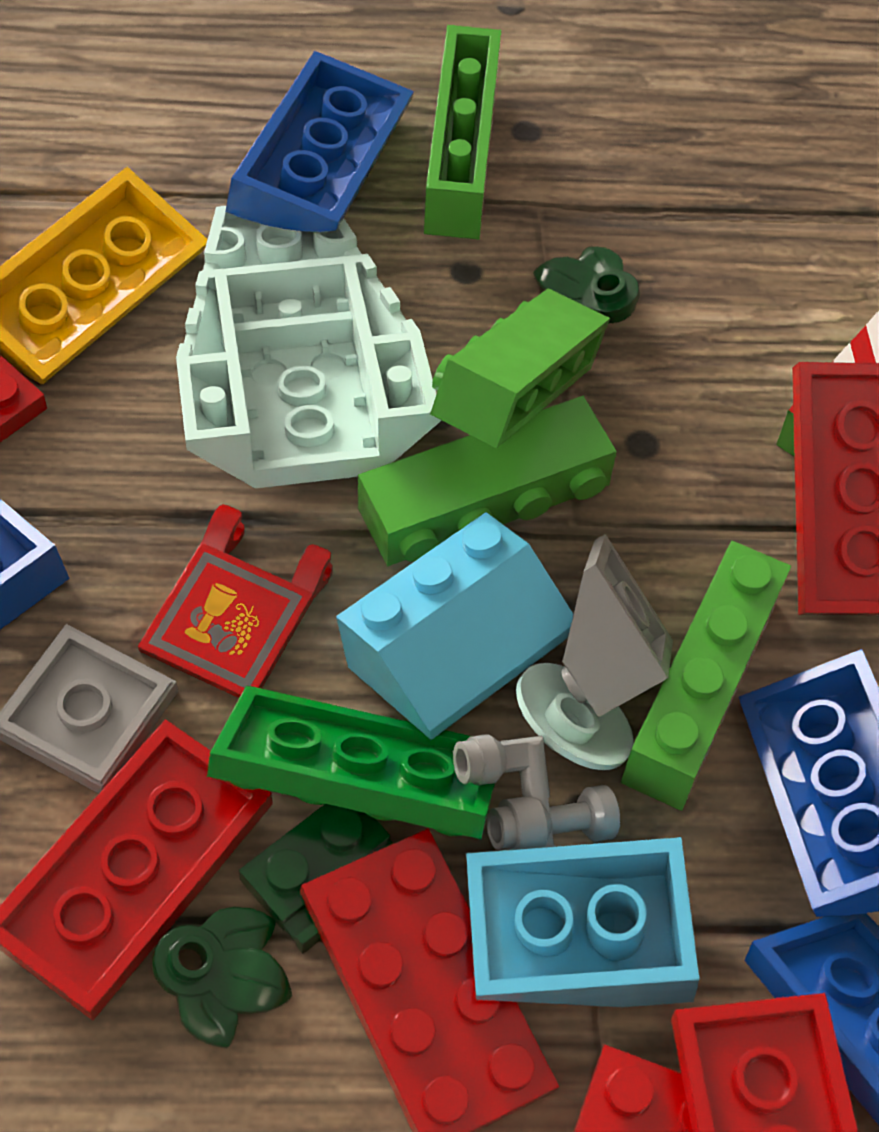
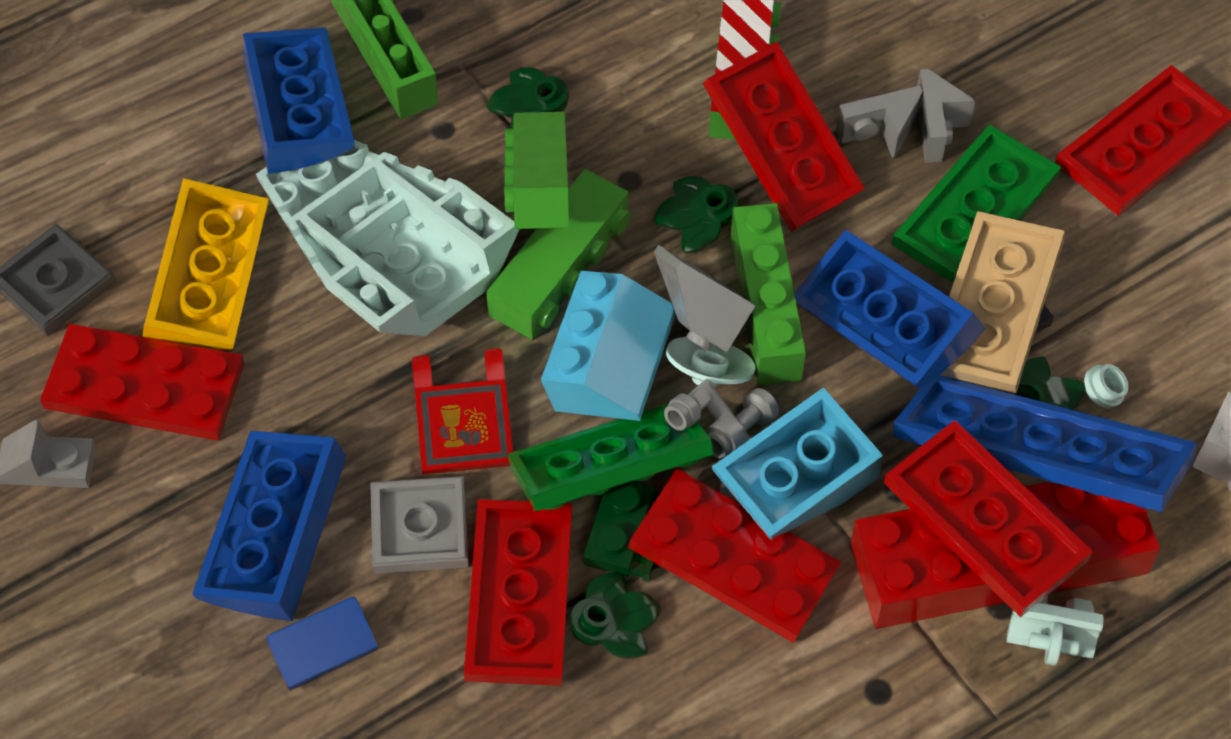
camera: 30 degrees left, 0 degrees up
(690, 523) = (693, 211): none -> dark green plate

